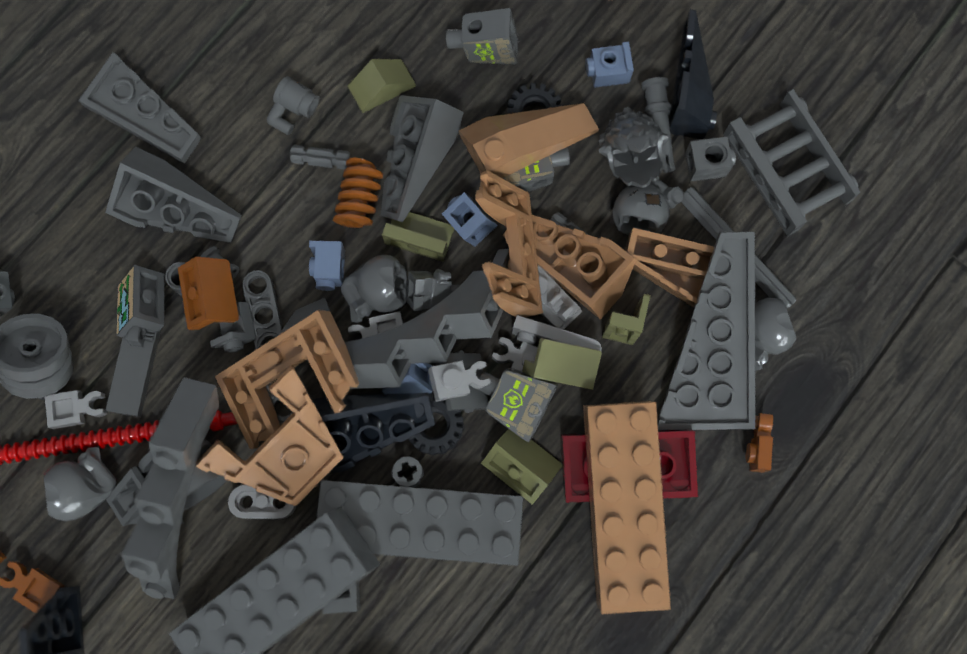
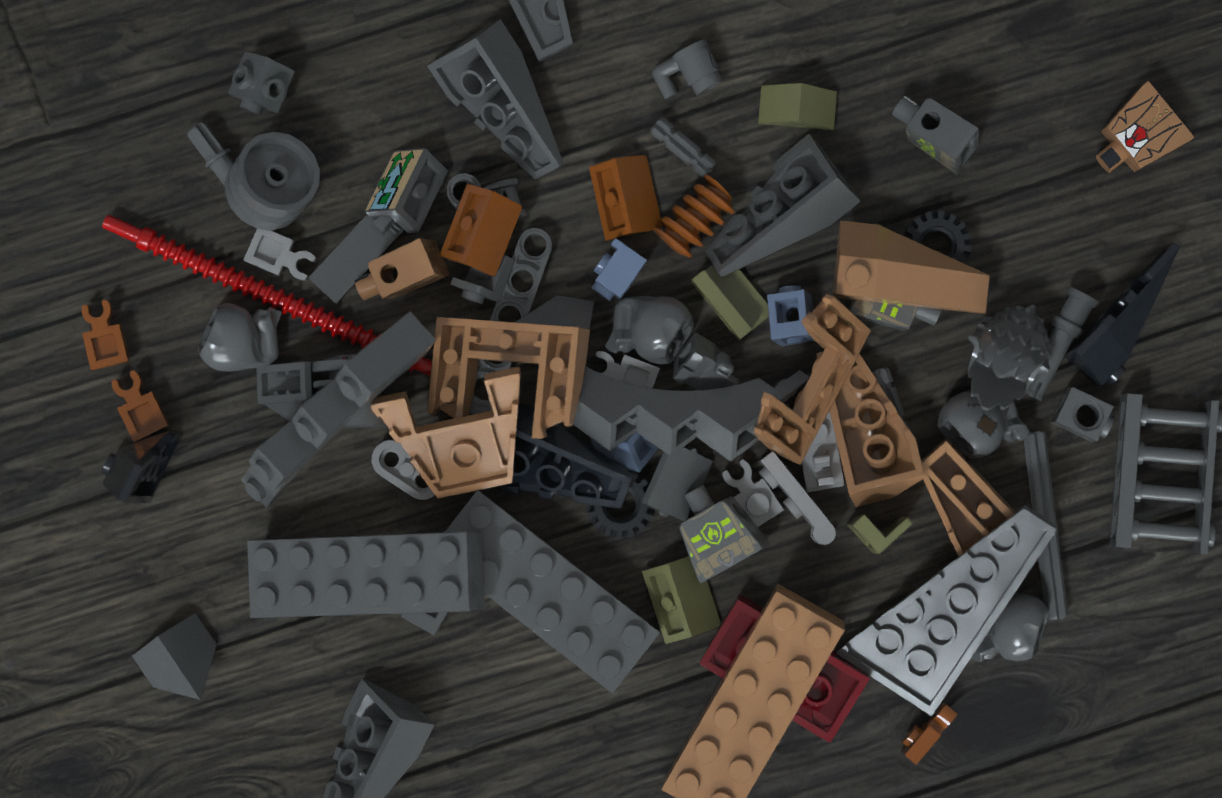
camera: 30 degrees right, 10 degrees up
(170, 358) = (416, 266): none -> medium nougat torso
(299, 212) = (625, 196): none -> dark orange panel
(398, 468) = (554, 540): dark grey bush -> none
(453, 380) = (666, 477): light grey plate -> none
(564, 364) = (785, 532): olive panel -> none
(610, 74) = (1058, 258): sand blue brick -> none

